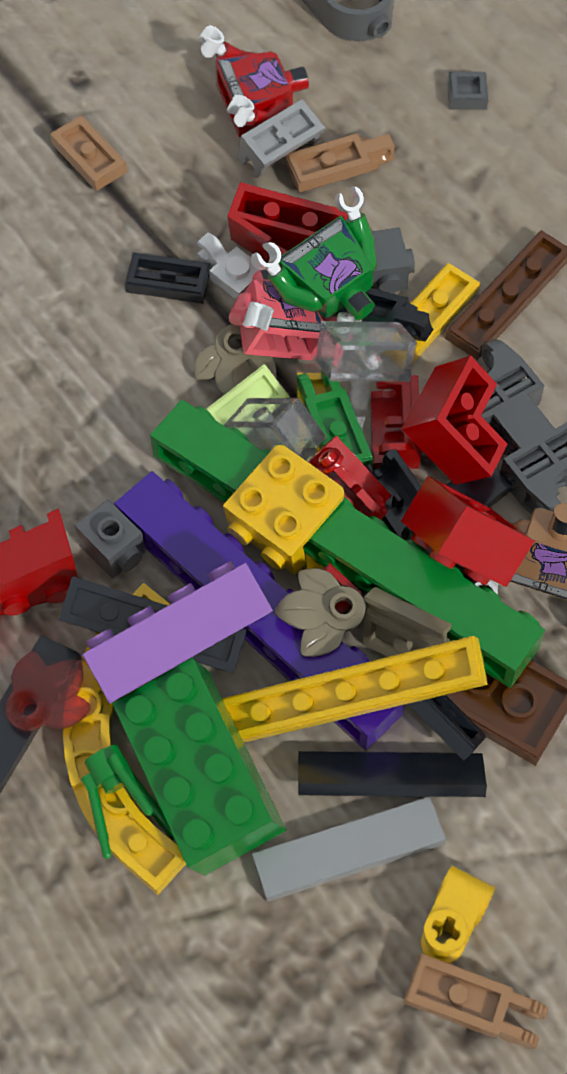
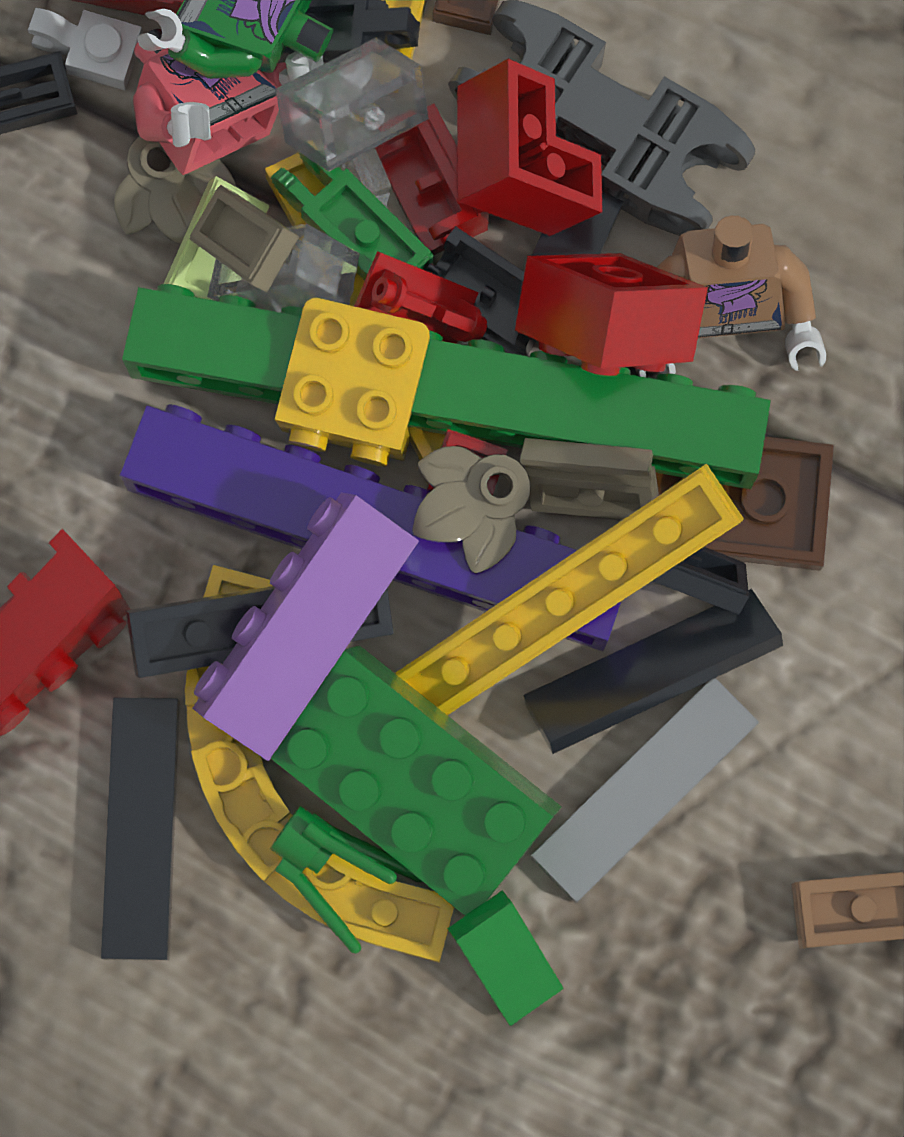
camera: 30 degrees left, 15 degrees up
(49, 687) = (172, 767): clear red plate -> none
(110, 539) = (137, 523): dark grey brick -> none
(199, 907) = (505, 958): none -> green tile
(259, 397) = (243, 238): none -> dark tan tile
(457, 910) = (815, 801): yellow piece -> none

